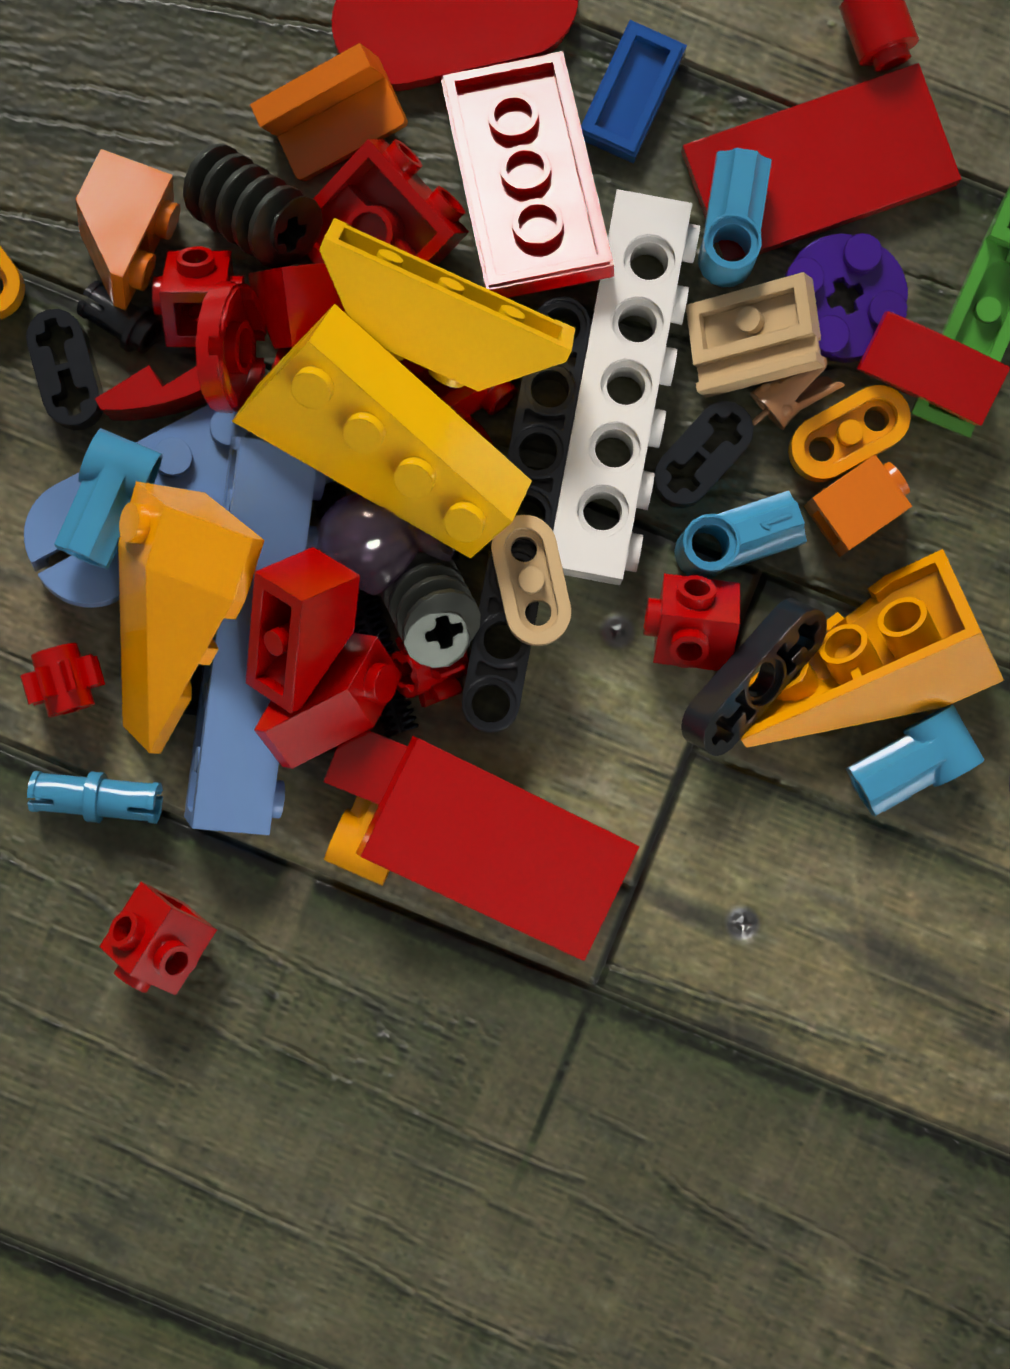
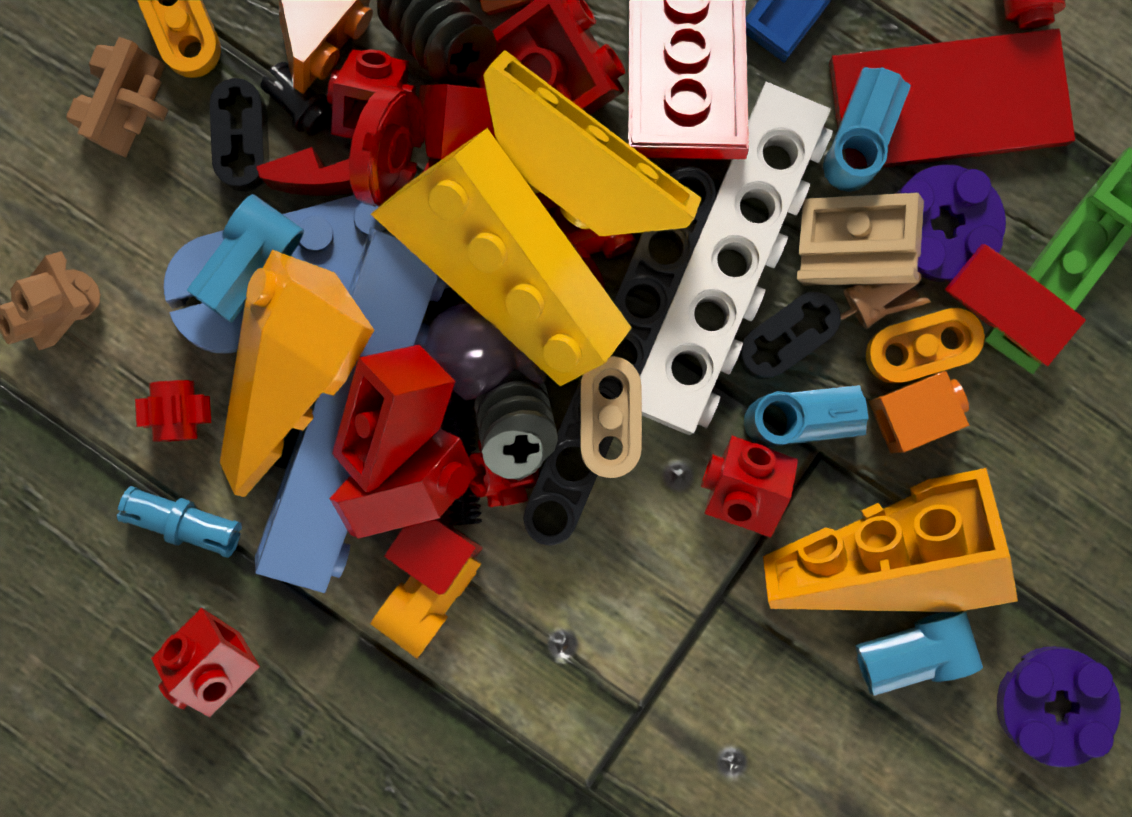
camera: 15 degrees right, 0 degrees up
(497, 849) = (526, 650): red tile -> none
(727, 703) = (791, 547): black beam -> none

